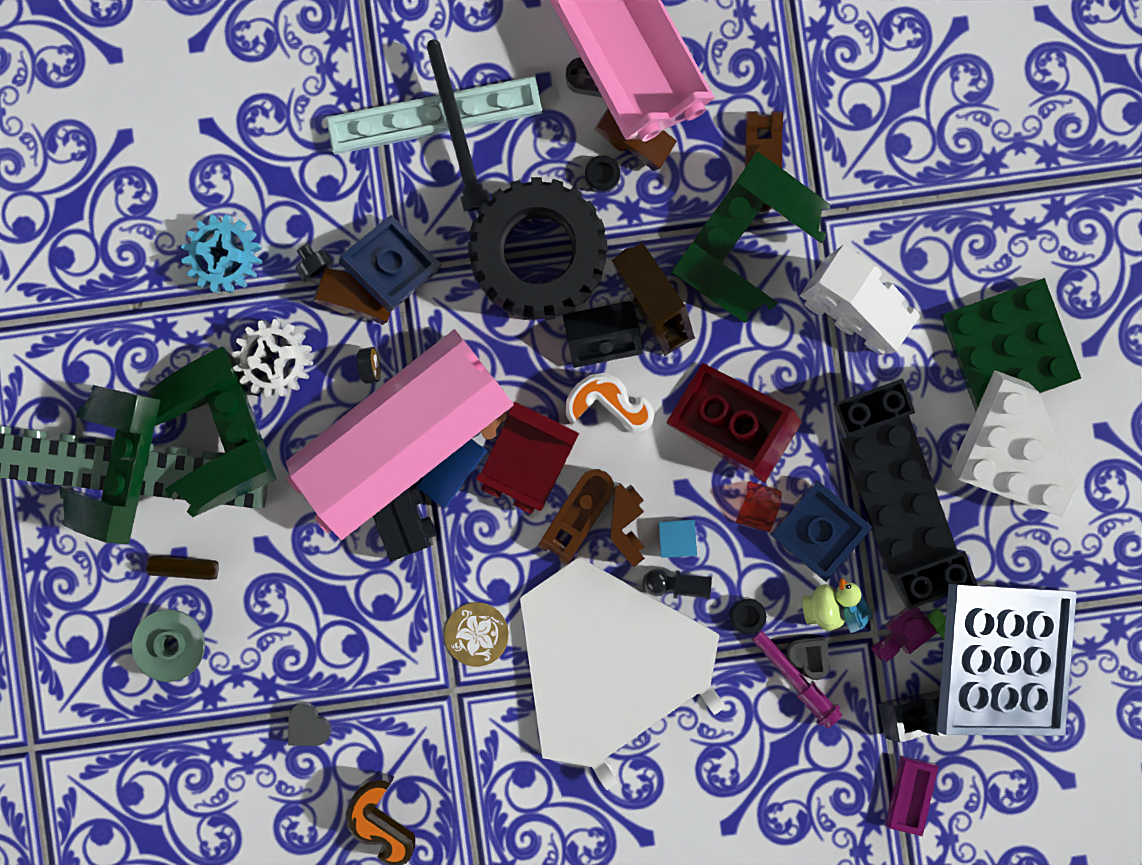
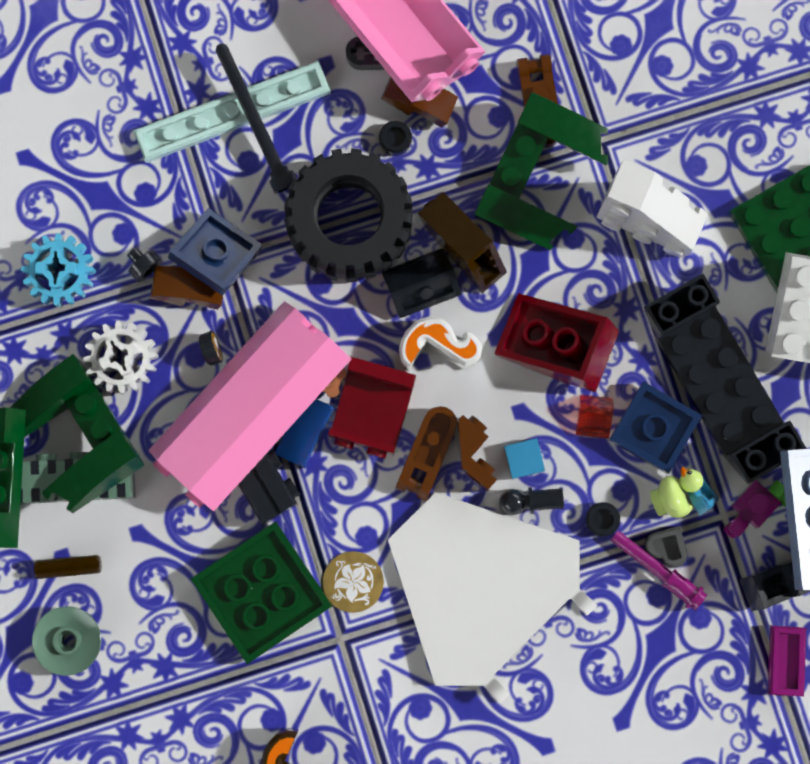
camera: 10 degrees left, 5 degrees down
(307, 727) = (209, 696): dark grey tile -> none
(379, 630) = (261, 592): none -> dark green plate

